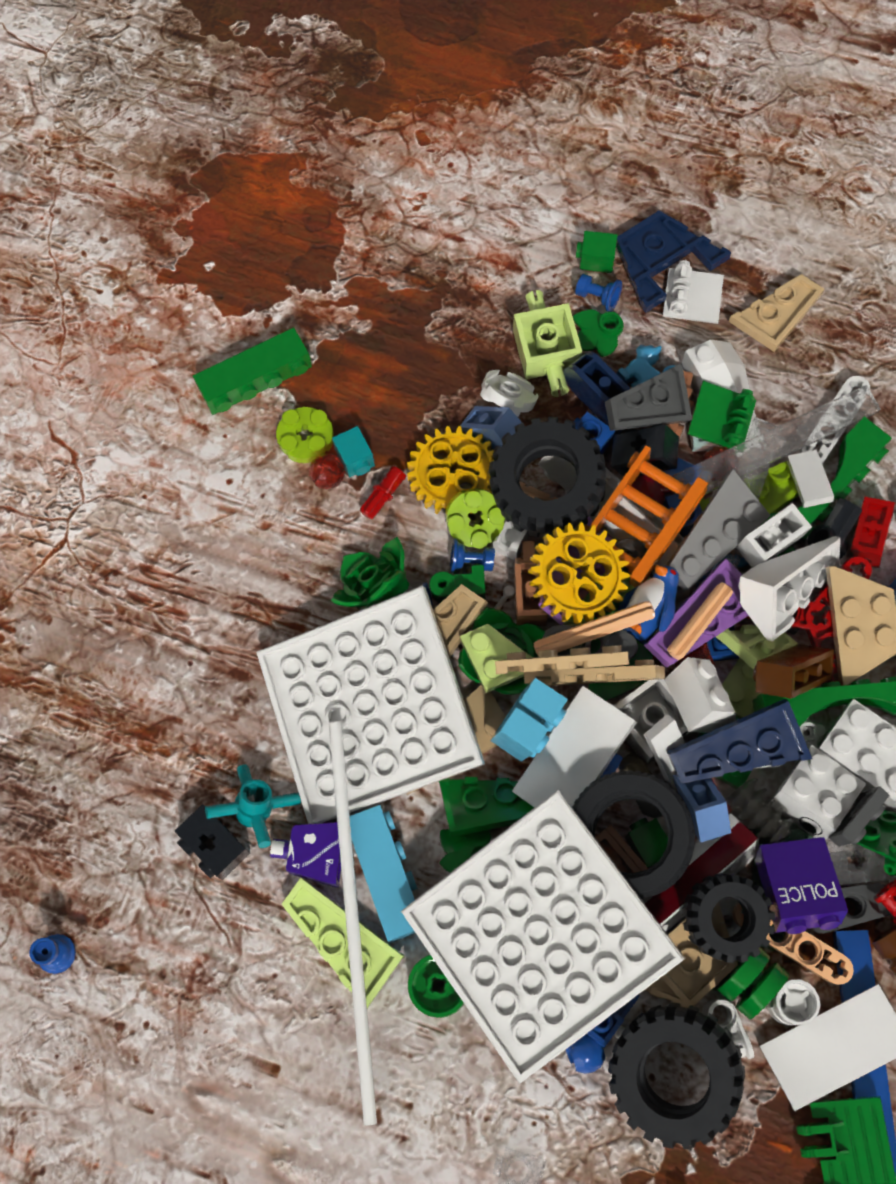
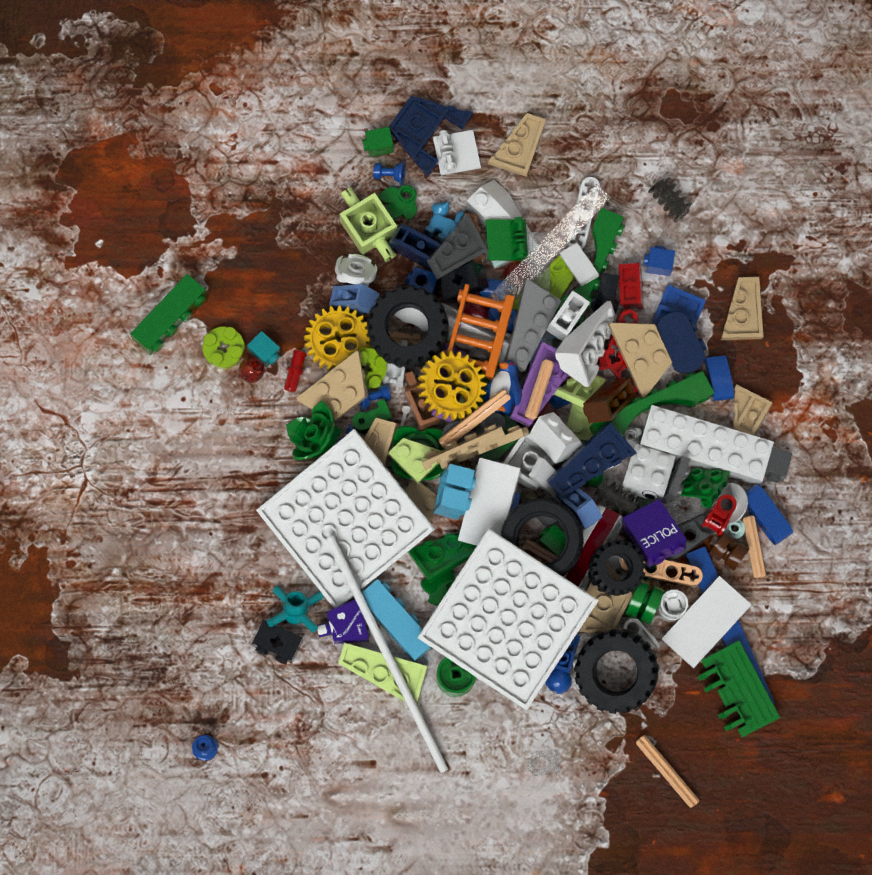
camera: 30 degrees left, 5 degrees up
(429, 531) = (340, 388): none -> tan wing

